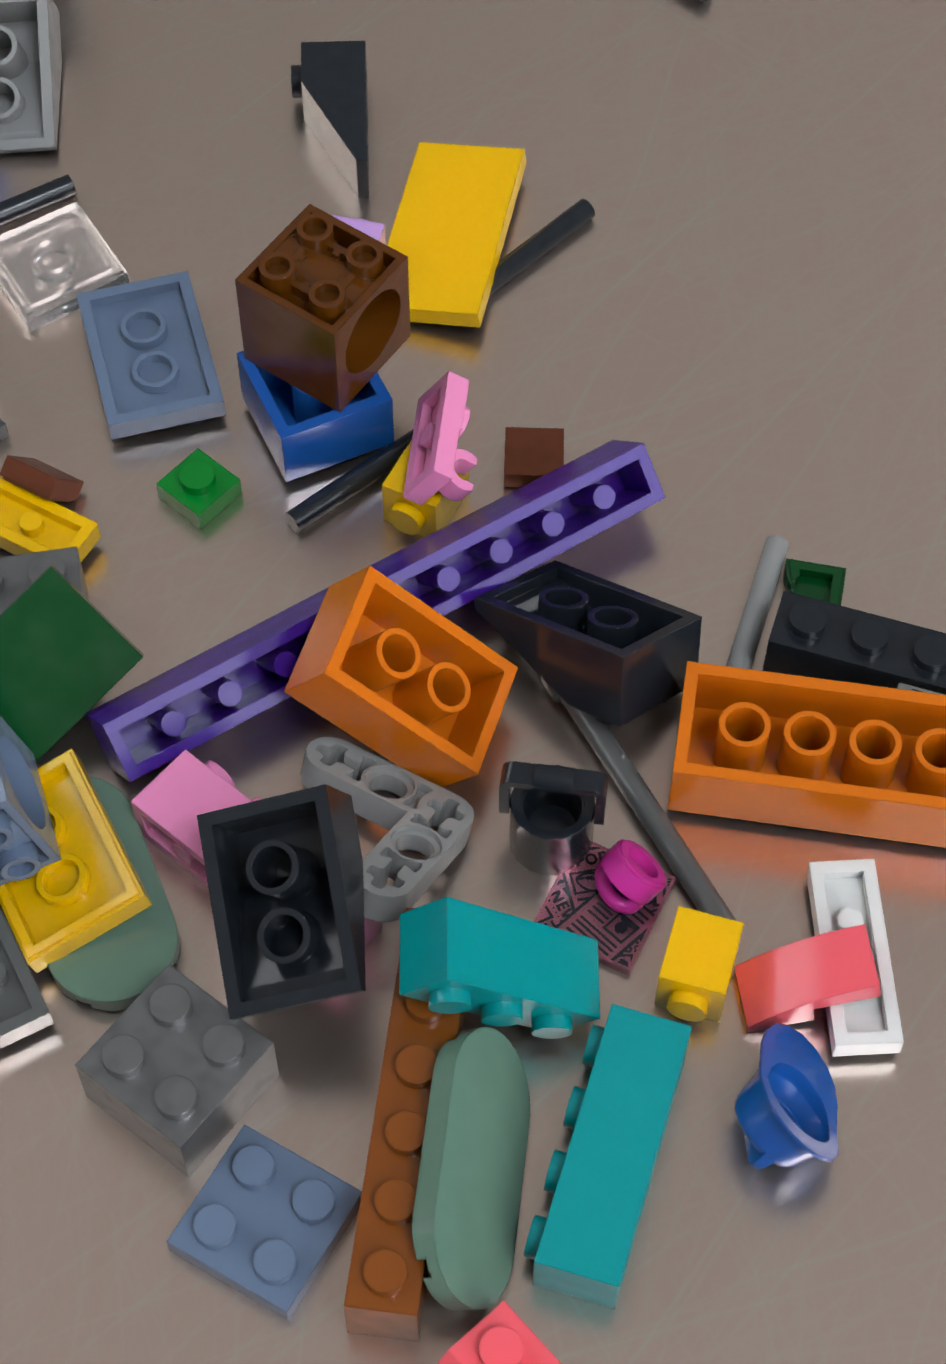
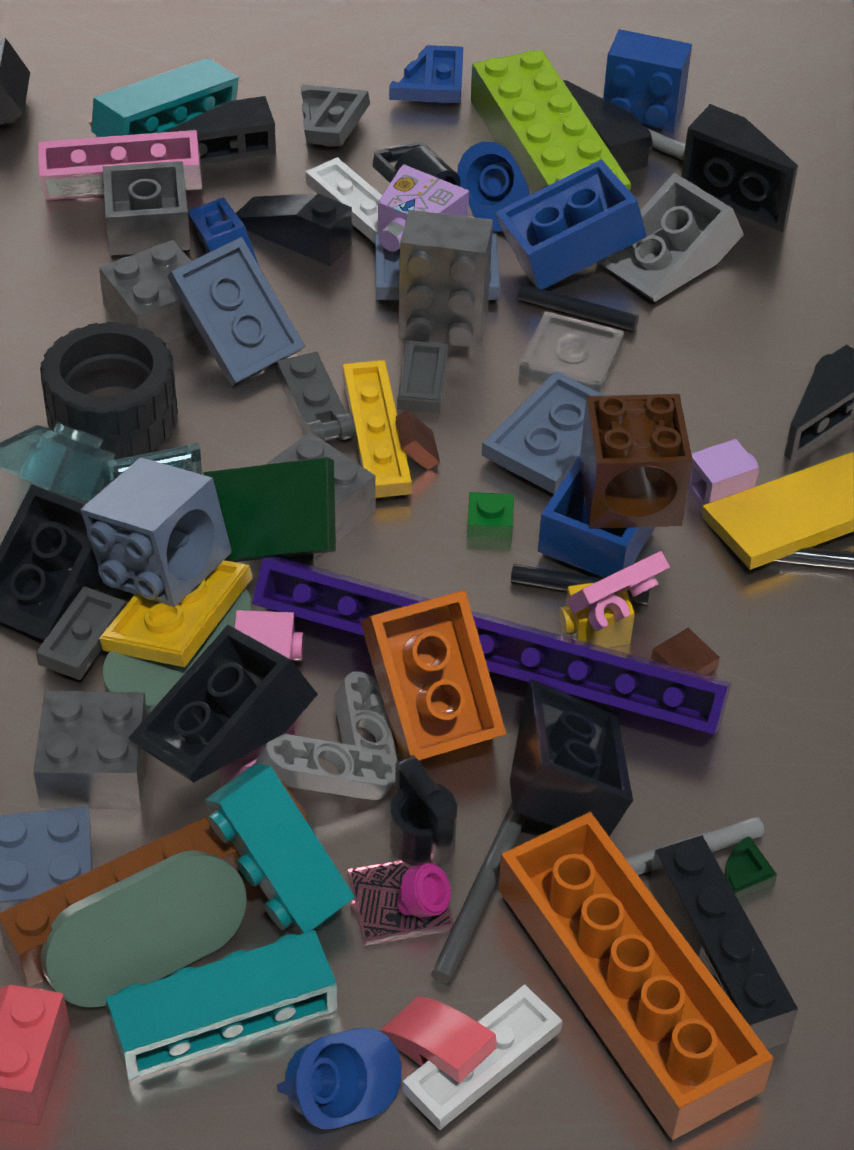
camera: 50 degrees right, 10 degrees down
(698, 965) = (393, 969): yellow brick -> none

